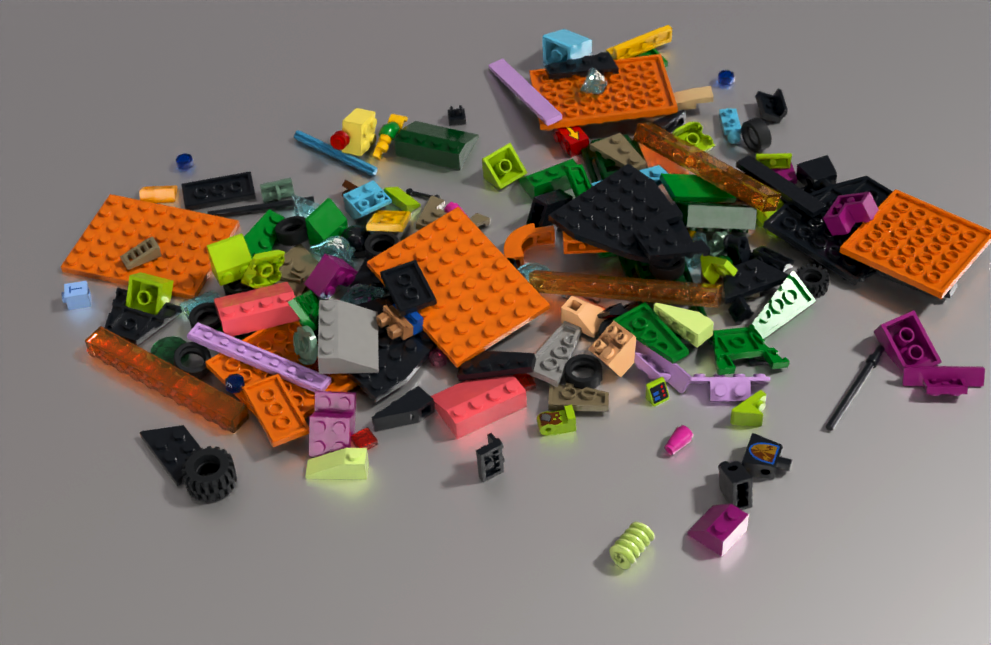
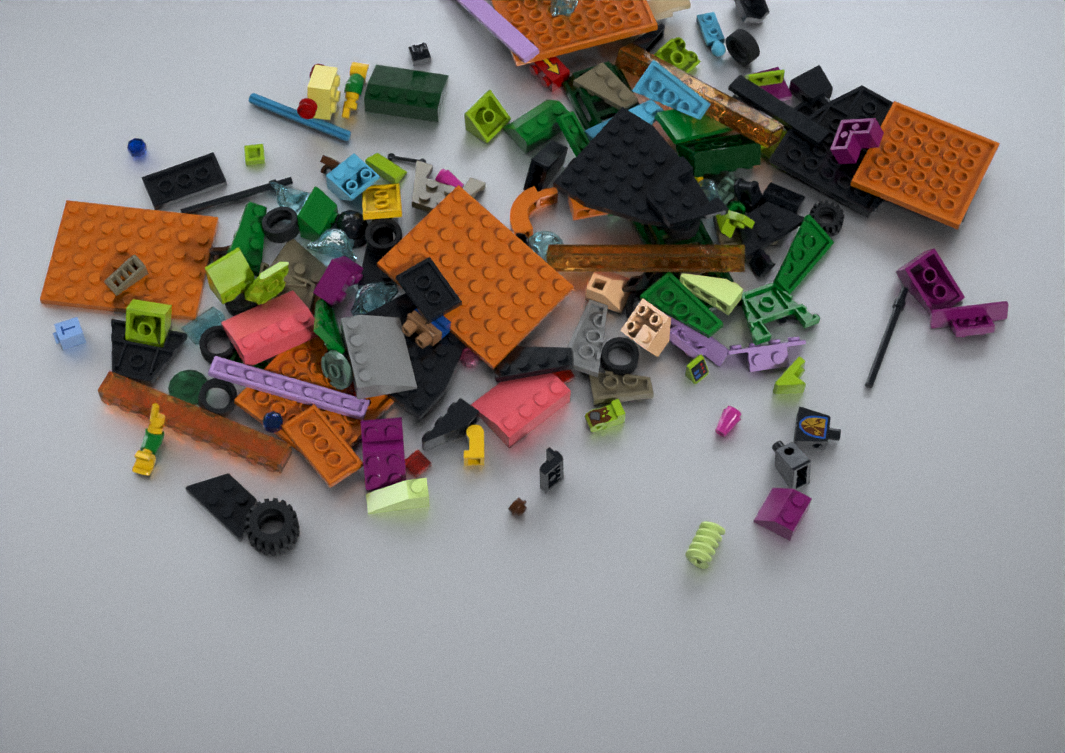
camera: 15 degrees left, 15 degrees up
(120, 390) = (151, 443): none -> yellow piece
(158, 194) = (119, 192): light orange slope -> none
(277, 190) = (250, 173): sand green hips -> none
(287, 173) = (254, 154): none -> lime tile
(422, 437) = (475, 439): none -> yellow leg
(451, 489) = (518, 507): none -> reddish brown plate
(676, 157) = (668, 90): none -> medium azure wing

